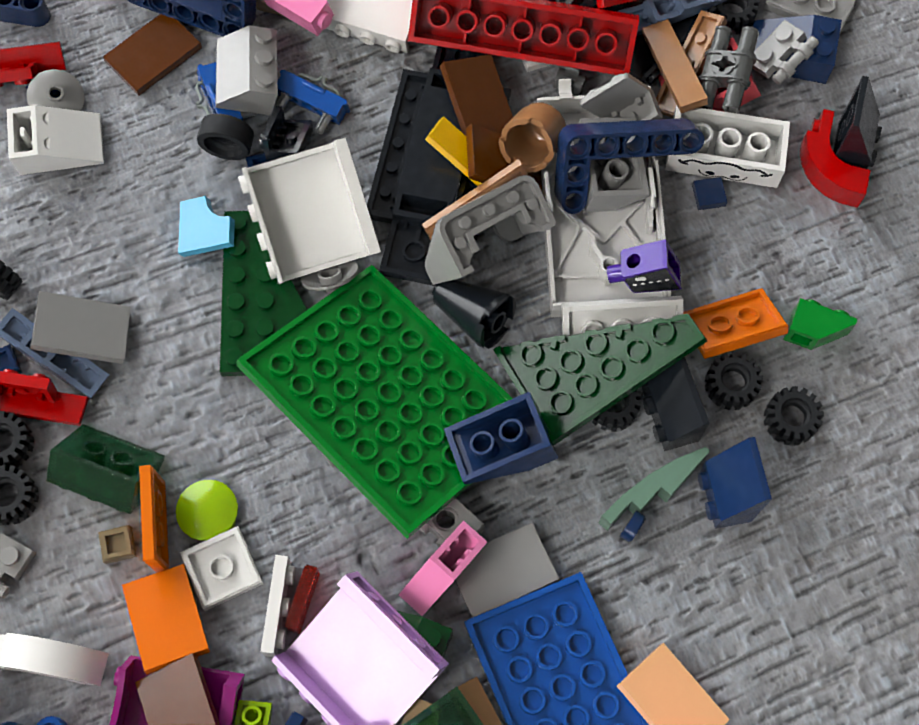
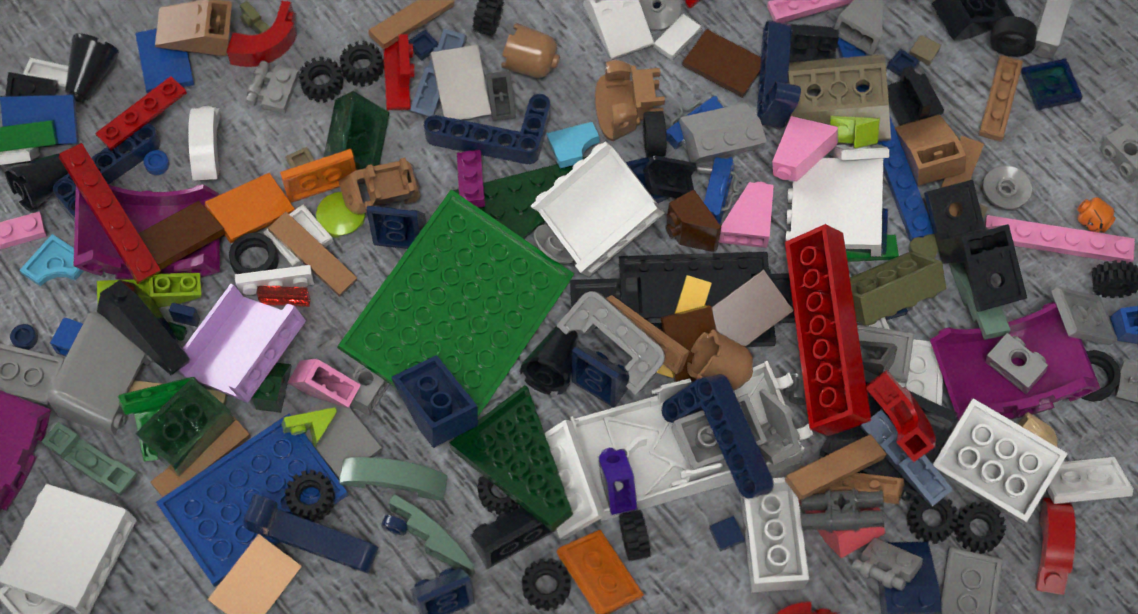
camera: 75 degrees right, 5 degrees down
(67, 240) = (530, 52): none -> medium nougat cylinder
(100, 89) = (677, 36): none -> white tile
(112, 287) = (500, 95): none -> dark grey slope
(163, 309) = (494, 136): none -> dark blue beam
(170, 163) = (622, 101): none -> medium nougat piece
(194, 435) = (384, 185): none -> medium nougat piece
(212, 345) = (471, 177): none -> magenta plate
(214, 616) = (252, 240): none -> black tyre
(254, 439) = (394, 226): none -> dark blue slope
(255, 552) = (312, 253): none -> medium nougat tile
(353, 119) = (692, 223): none -> reddish brown slope
(355, 73) = (750, 217): none -> bright pink slope
(491, 589) = (316, 421): none -> lime slope
(511, 261) = (598, 375): none -> dark blue slope
(573, 518) = (393, 474): none -> sand green slope
(597, 599) = (305, 481): none -> black tyre
(618, 657) = (308, 536): none -> dark blue beam
(704, 275) = (634, 535): none -> black tyre

